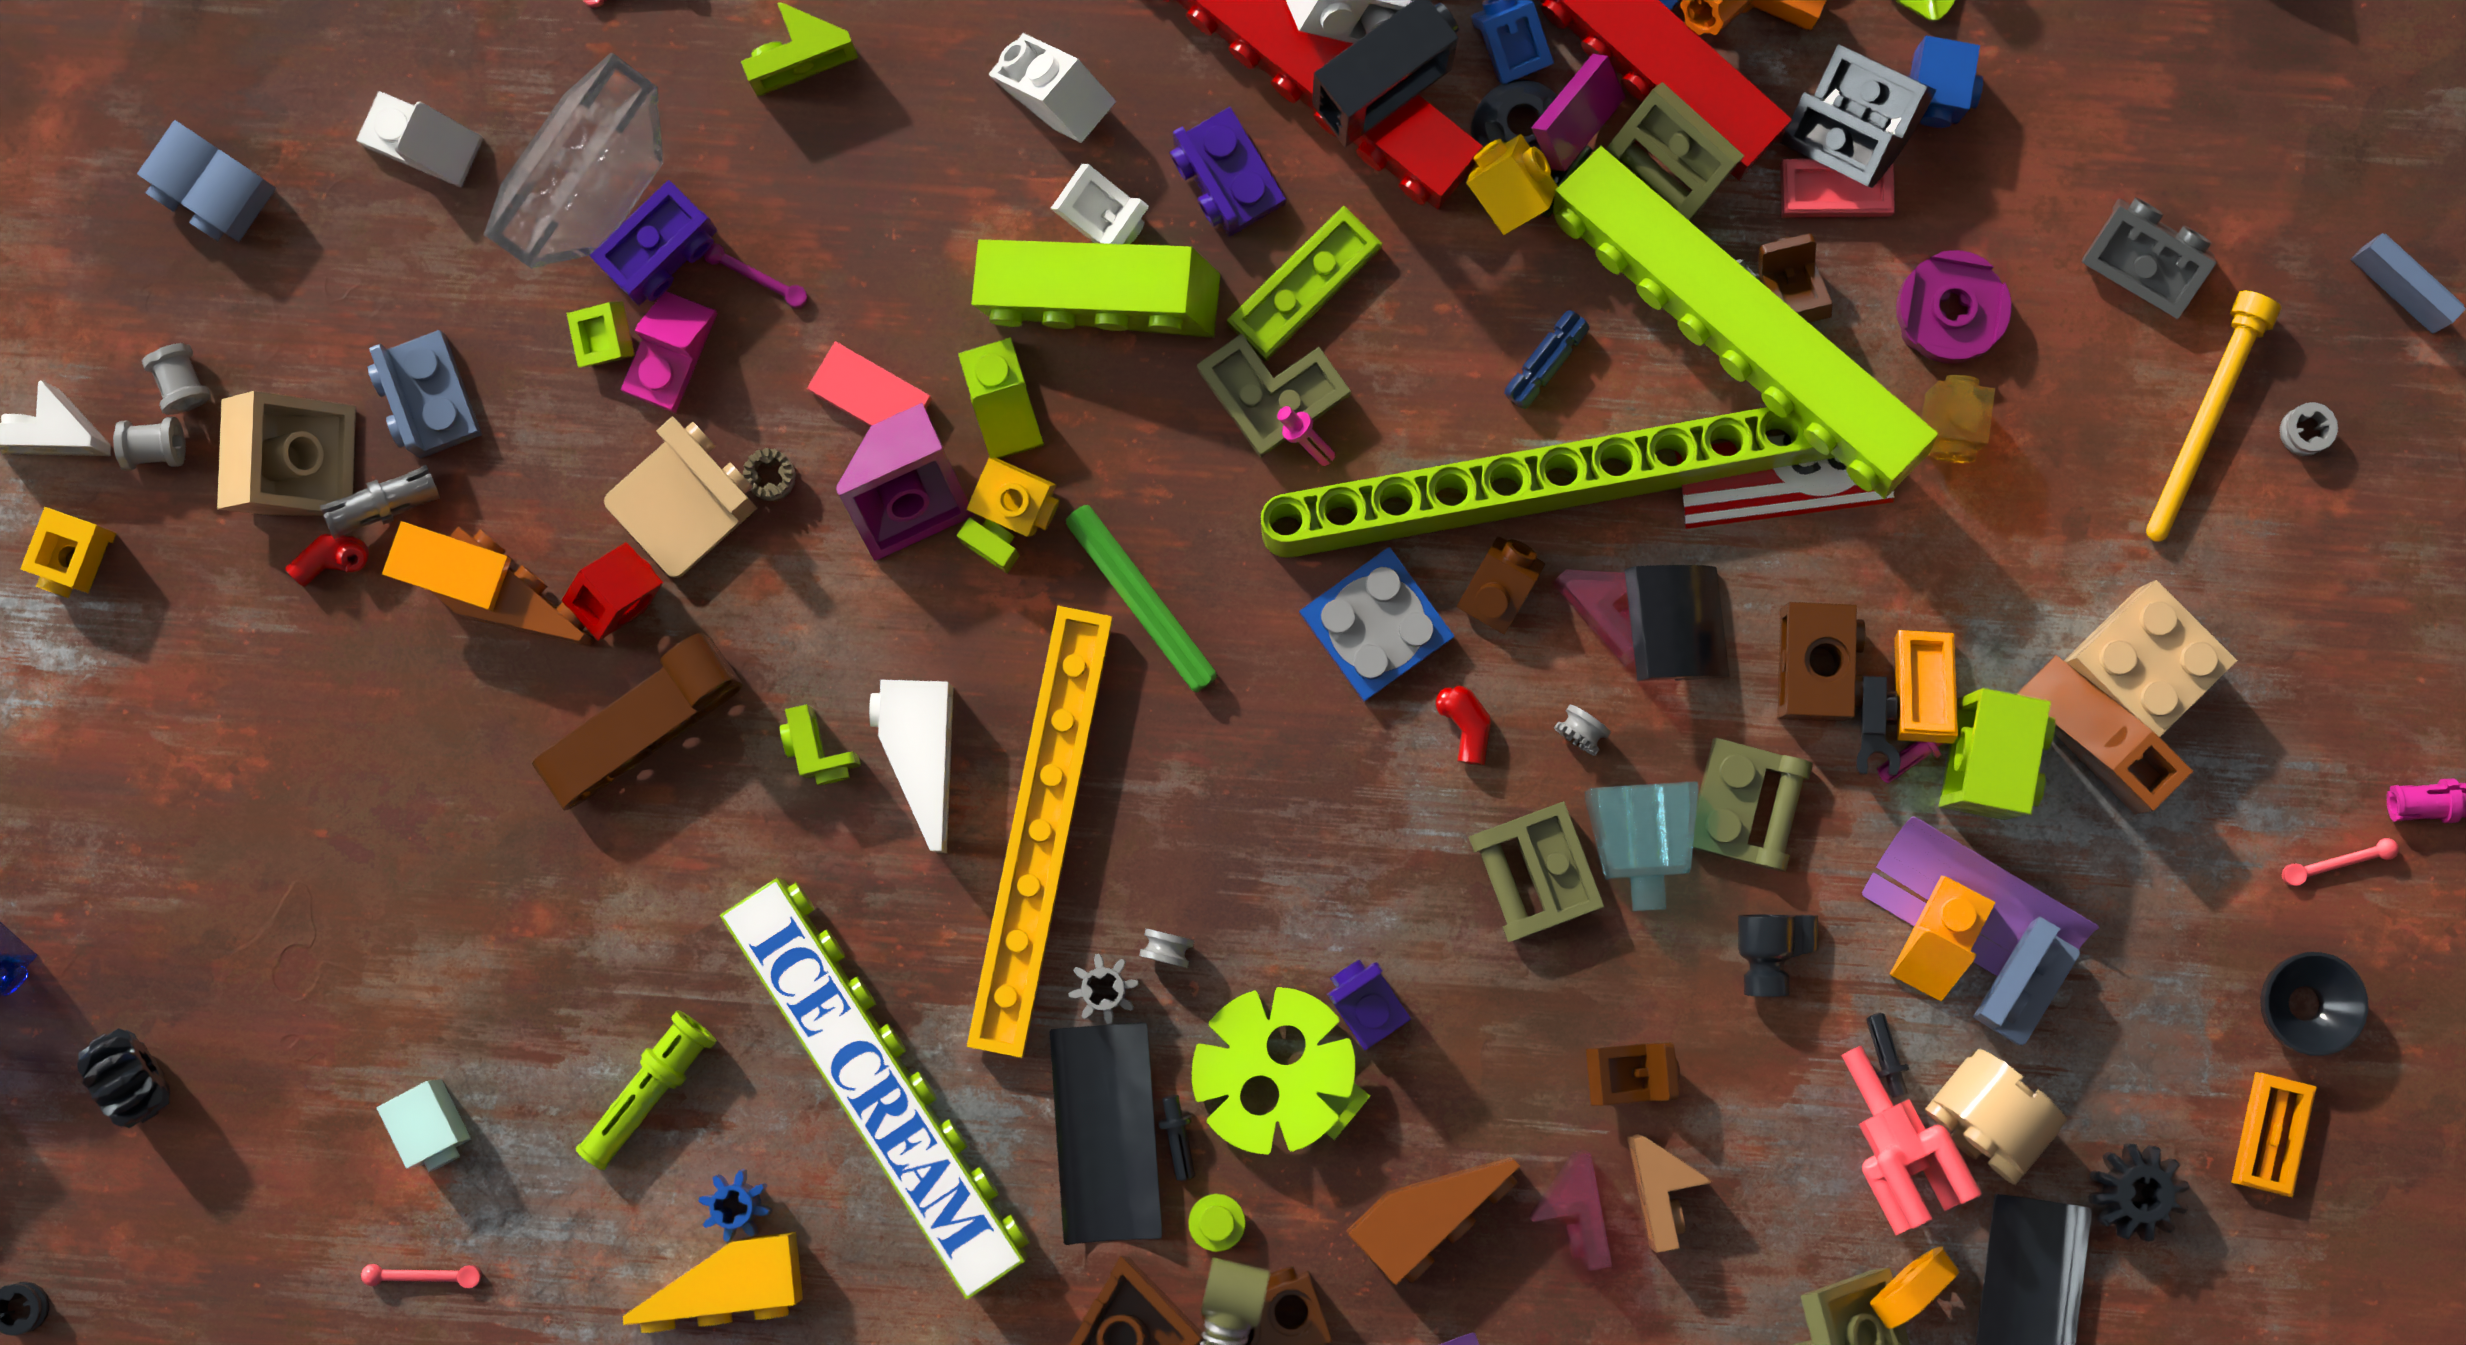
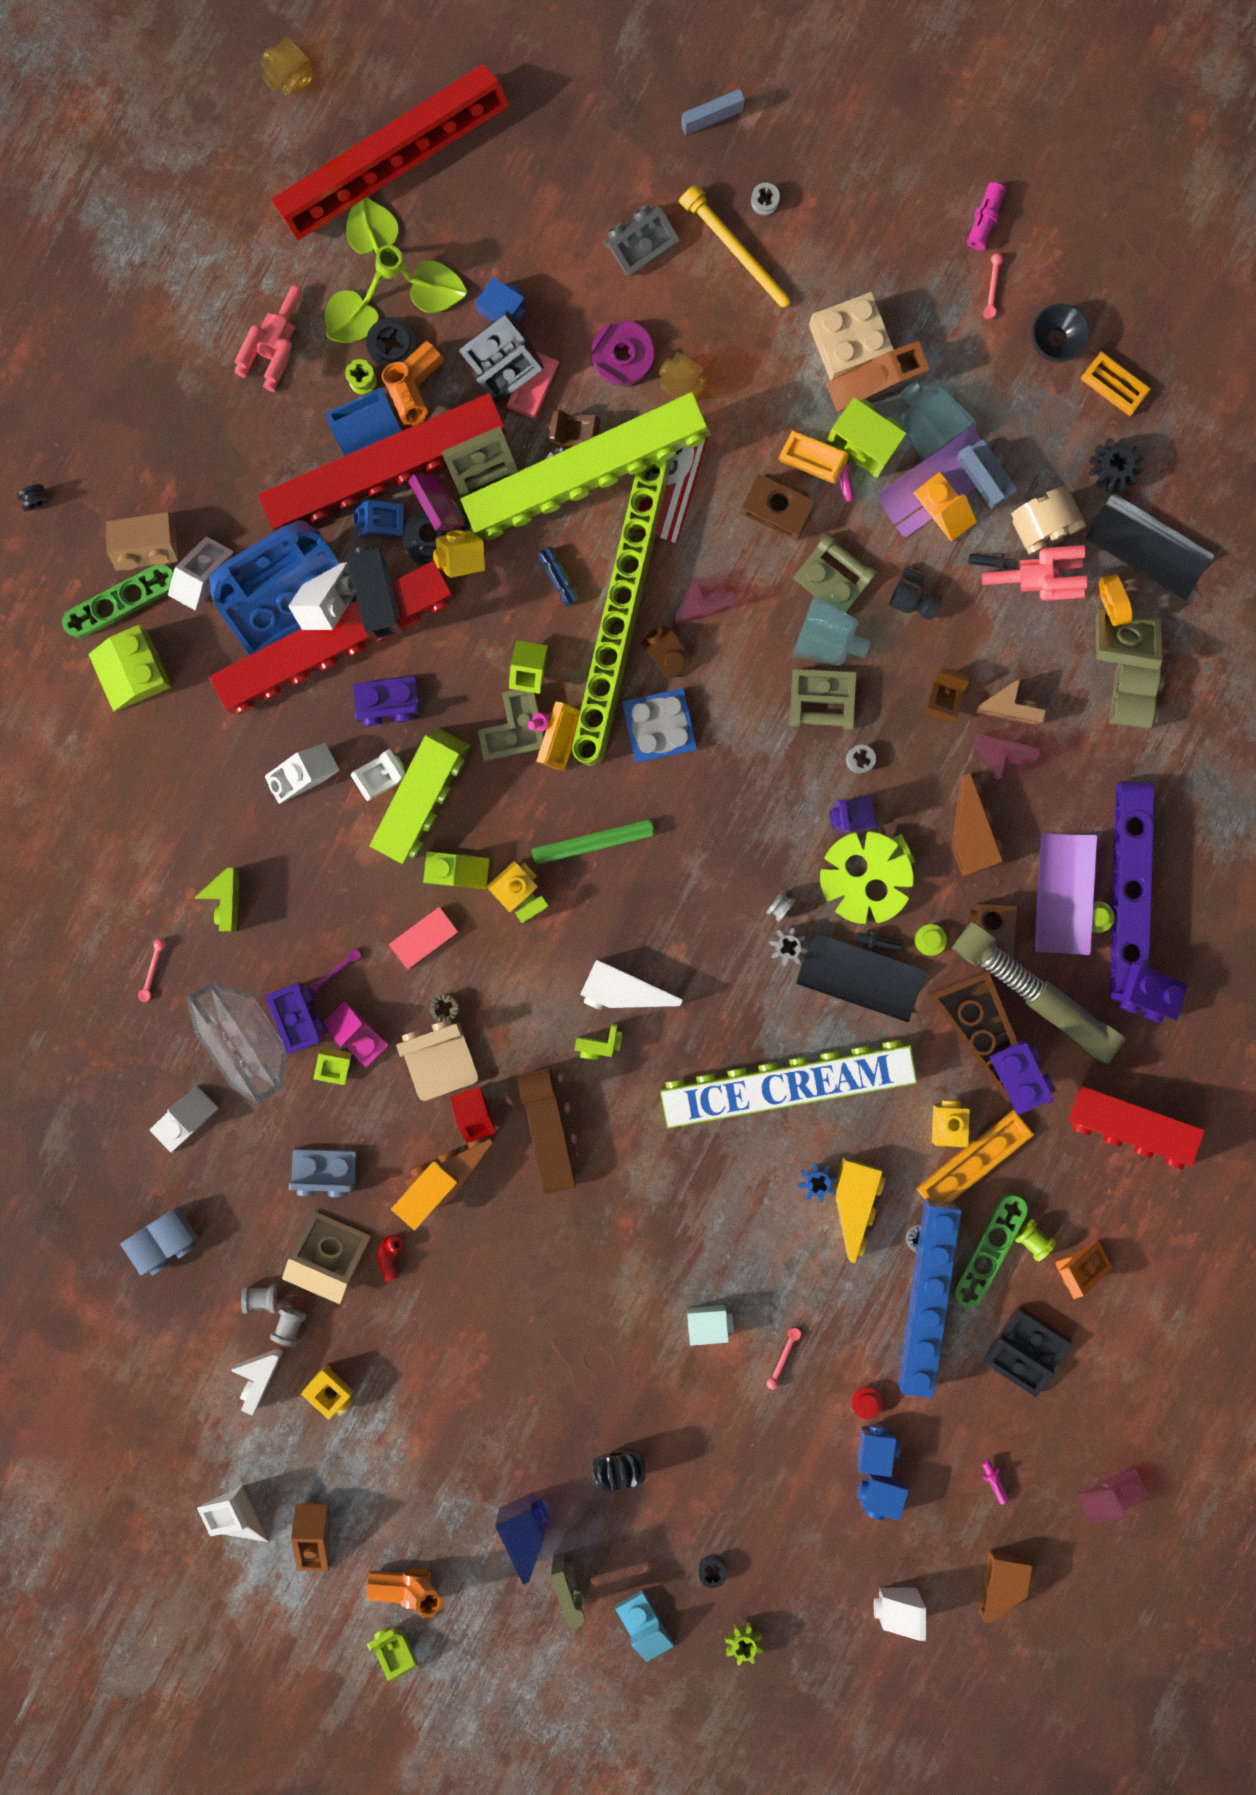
camera: 70 degrees left, 5 degrees up
(380, 502) = (372, 1217): flat silver pin -> none
(660, 1069) = (732, 1192): lime pin -> none
(901, 484) = (481, 940): magenta slope -> none
(1040, 832) = (692, 945): yellow plate -> none
(1286, 468) = (559, 736): none -> light orange tile
(1304, 283) = (463, 685): lime tile -> none
(1377, 370) = (528, 667): none -> lime brick
(1471, 718) = (728, 698): red arm -> none
(1478, 989) = (870, 755): none -> light grey bush
(1583, 729) = (759, 643): light grey bush -> none
(1676, 622) = (726, 570): black slope -> none
(1877, 711) = (816, 488): black plate -> none
(2076, 854) = (932, 419): none -> clear light blue torso

